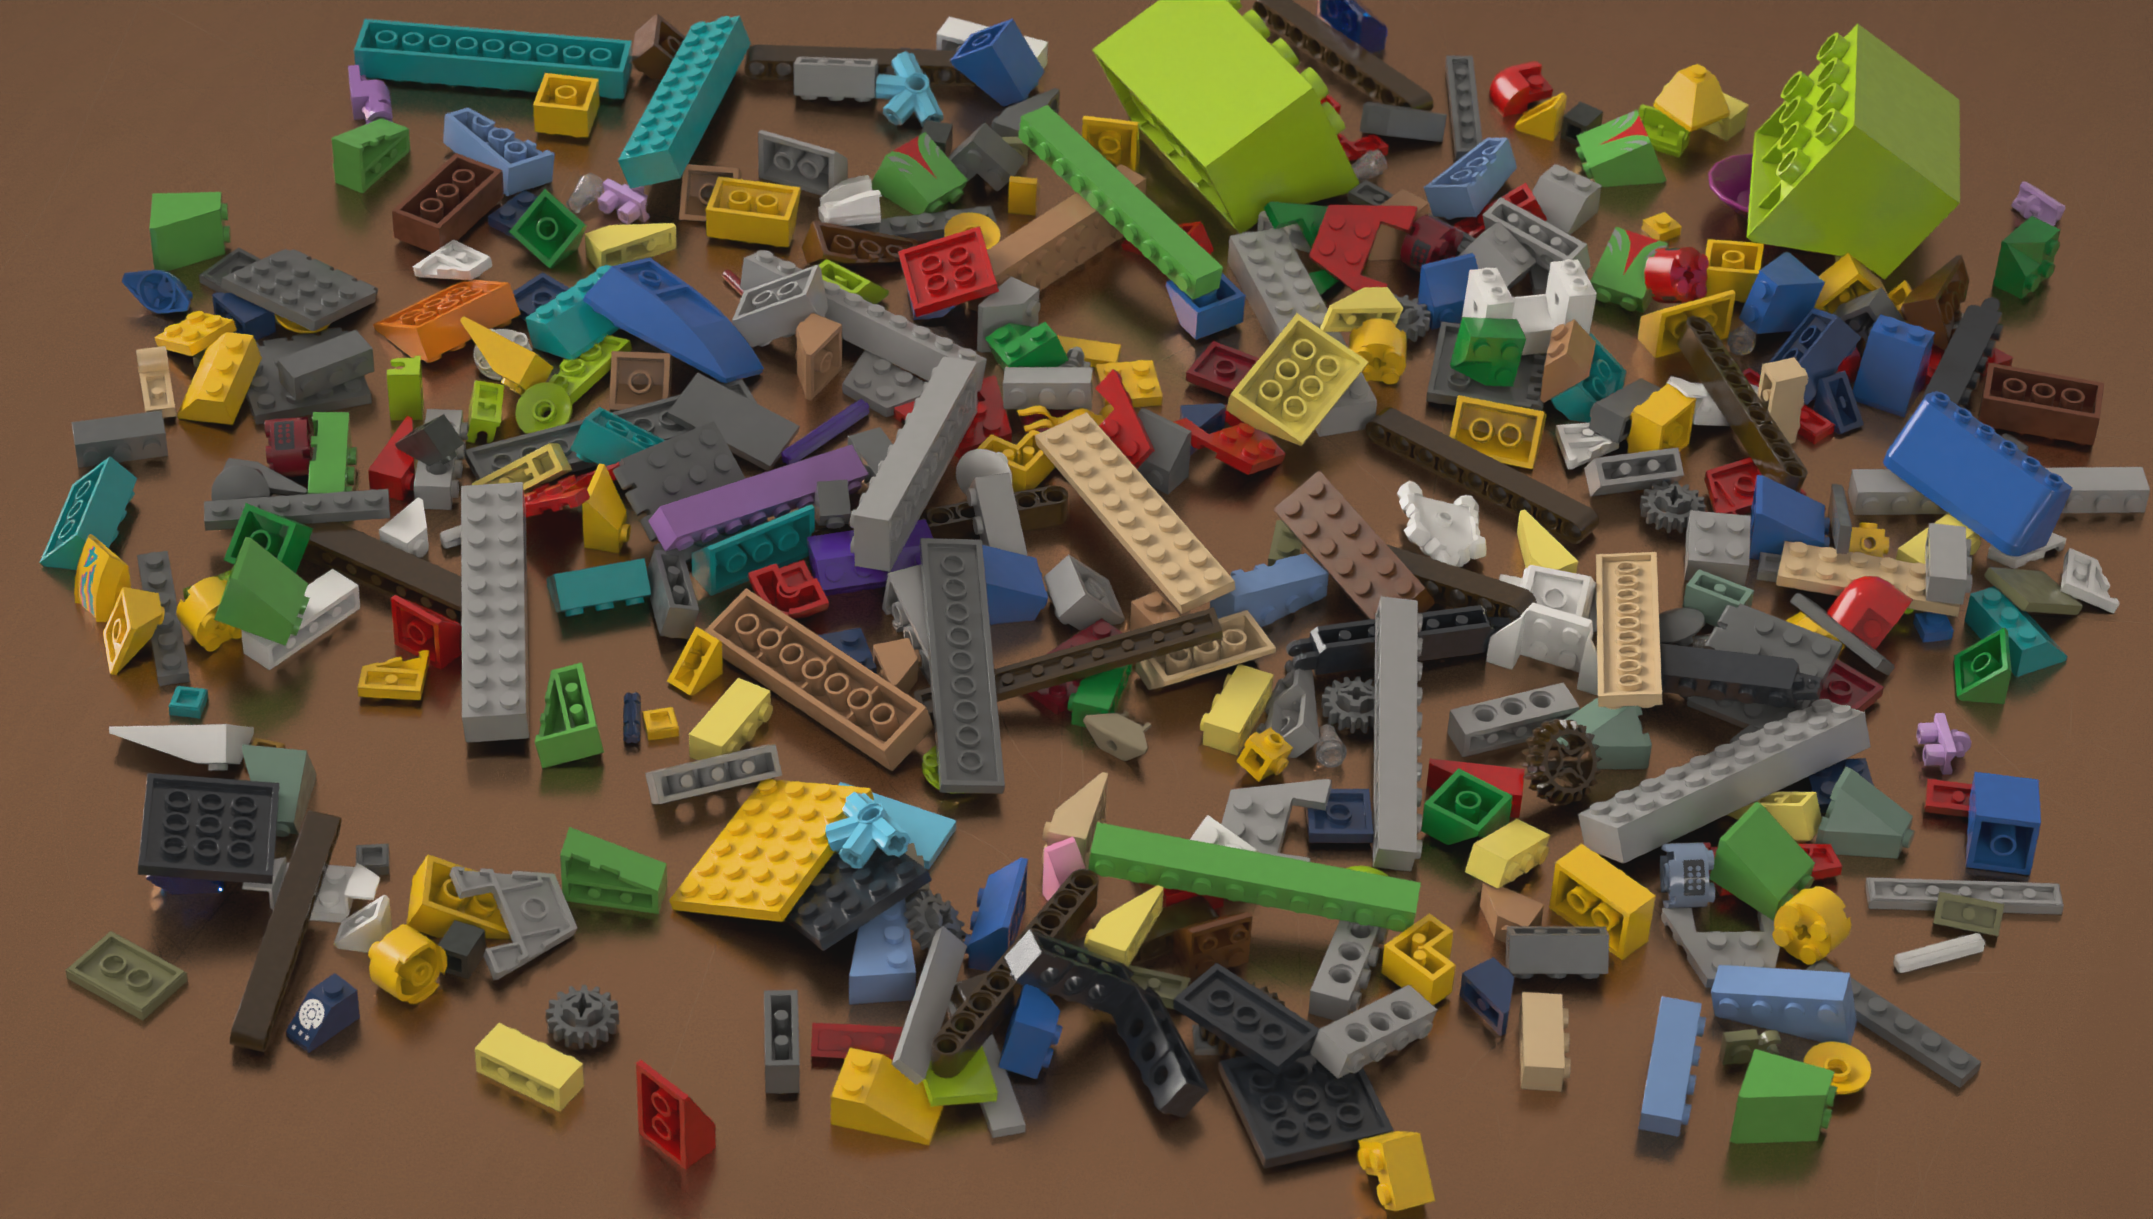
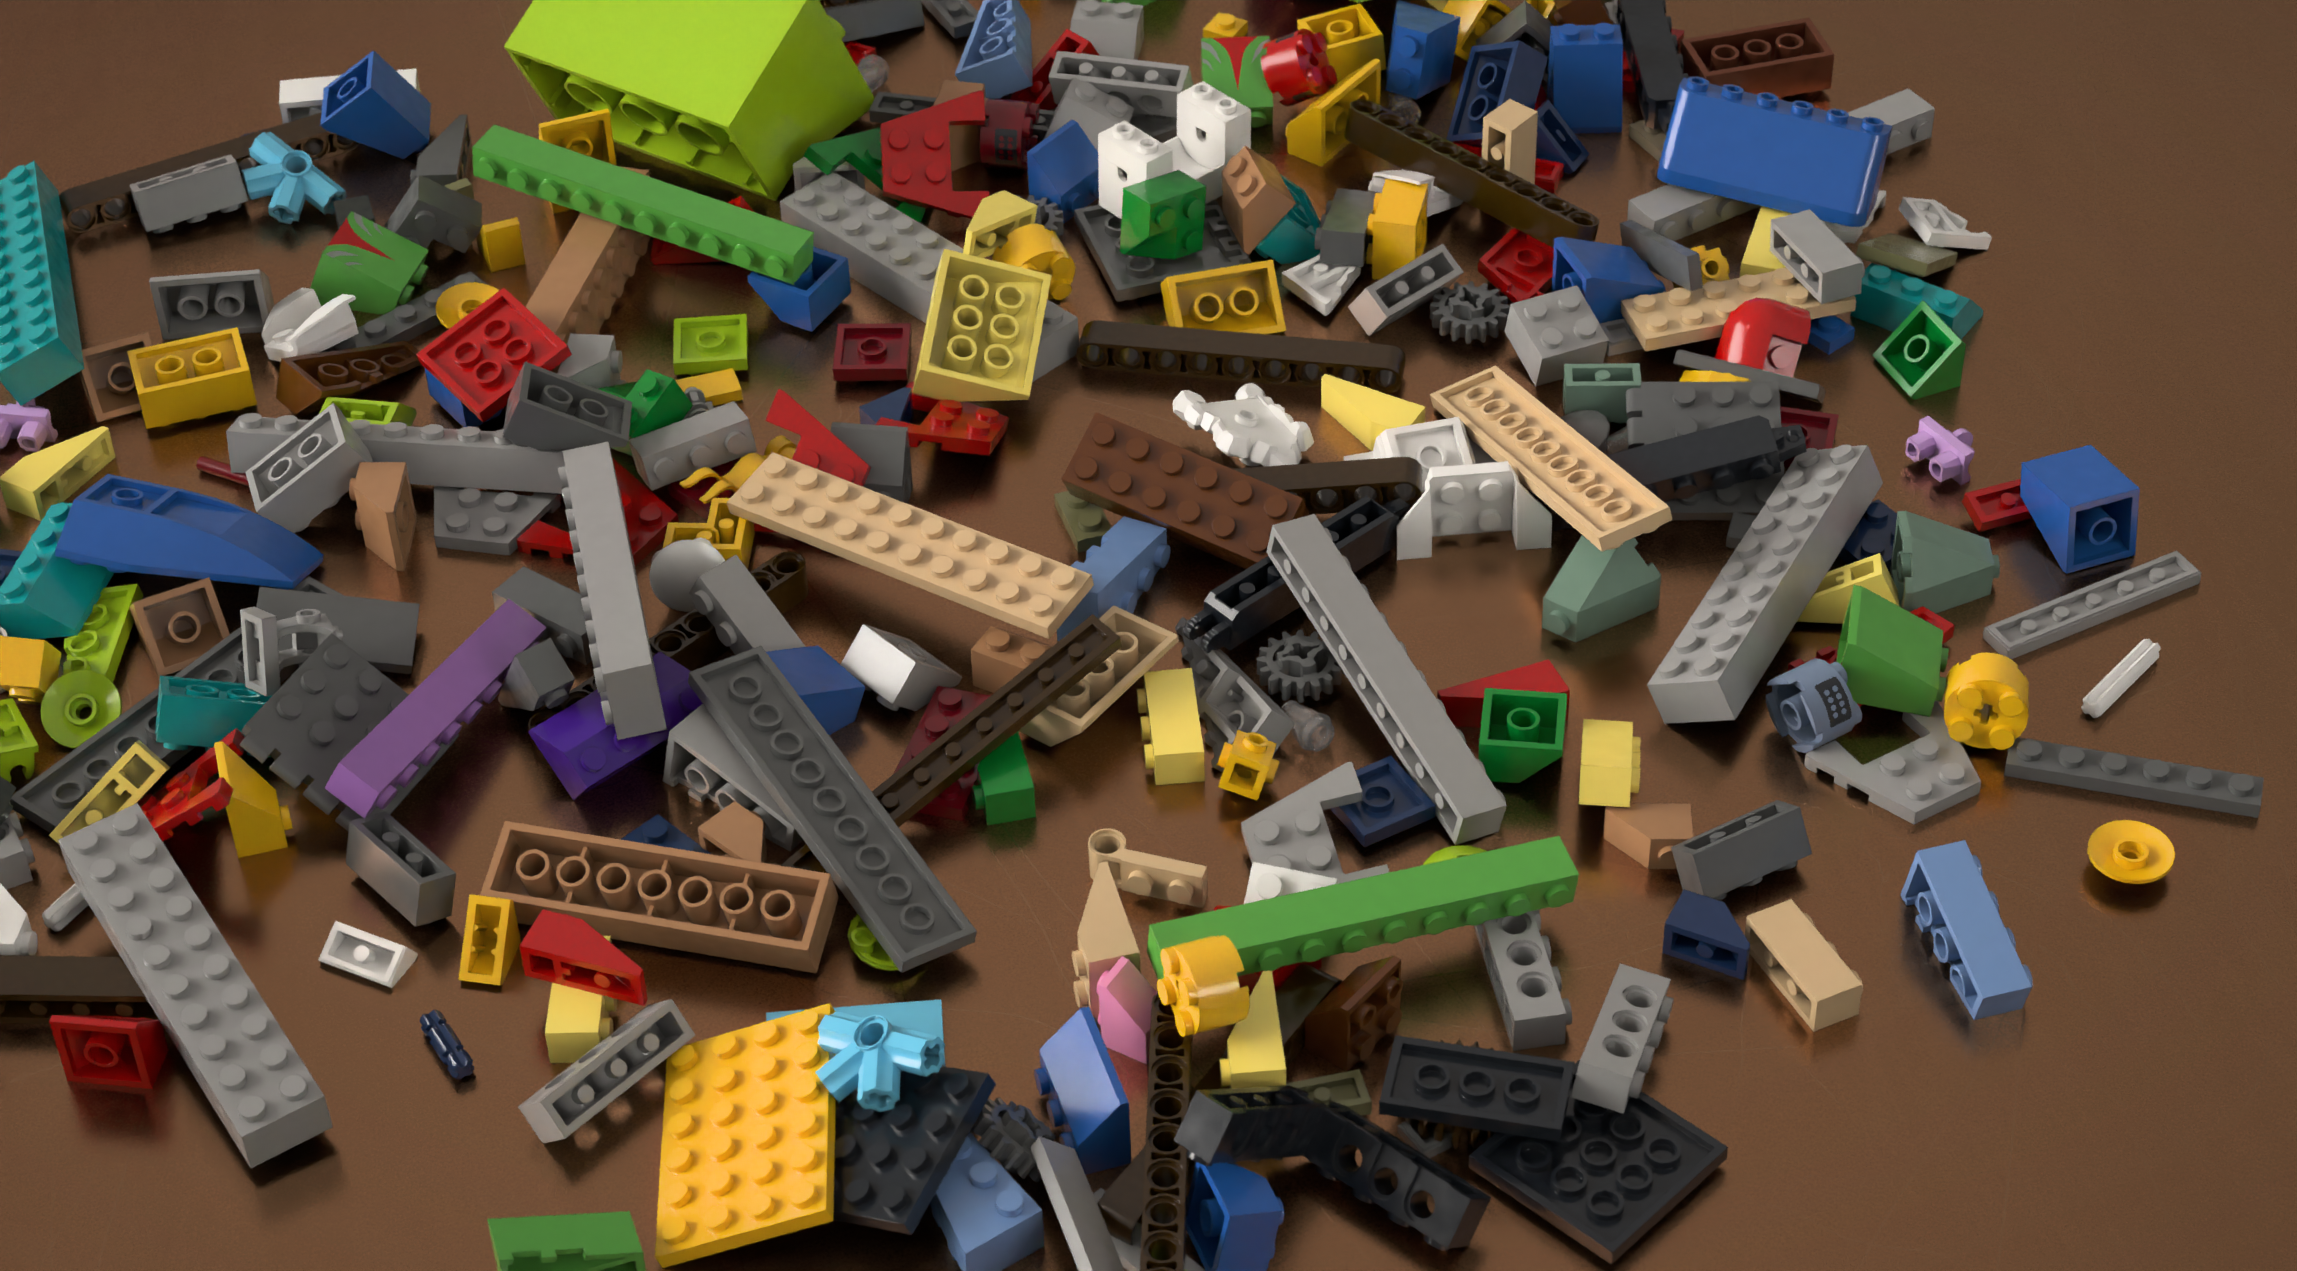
camera: 25 degrees left, 0 degrees up
(395, 678) = (102, 1125): yellow wing -> none
(569, 719) = (376, 1078): bright green wedge -> none
(599, 587) = (298, 898): teal slope -> none
(620, 641) = (366, 955): none -> white slope
(660, 723) = (487, 1036): yellow tile -> none
(670, 409) = (261, 639): none -> light grey tile
(733, 690) = (577, 956): none -> red slope
(773, 542) = (467, 772): teal slope -> none
(790, 589) = (547, 800): red brick -> none
(825, 432) = (451, 601): dark purple axle -> none
(964, 330) = (562, 413): none -> dark grey slope
(1100, 873) = (1203, 985): none -> yellow brick
(1117, 321) = (710, 344): none -> lime plate
(1117, 734) = (1060, 814): dark tan piece -> none
(1138, 379) = (758, 398): yellow plate -> none
(1145, 796) = (1146, 872): none -> tan plate
(1400, 1167) = (1776, 1184): yellow brick -> none
(1422, 959) = (1601, 932): yellow brick -> none
(1508, 718) = (1483, 610): light grey brick -> none
(1572, 763) = (1585, 633): dark brown gear -> none
(1597, 894) = (1744, 766): yellow brick -> none
(1740, 1045) = (2017, 870): olive plate -> none
(1782, 1101) = (2114, 914): bright green slope -> none
(1787, 1000) = (2025, 798): medium blue wedge -> none
(1968, 913) = (2119, 621): olive plate -> none

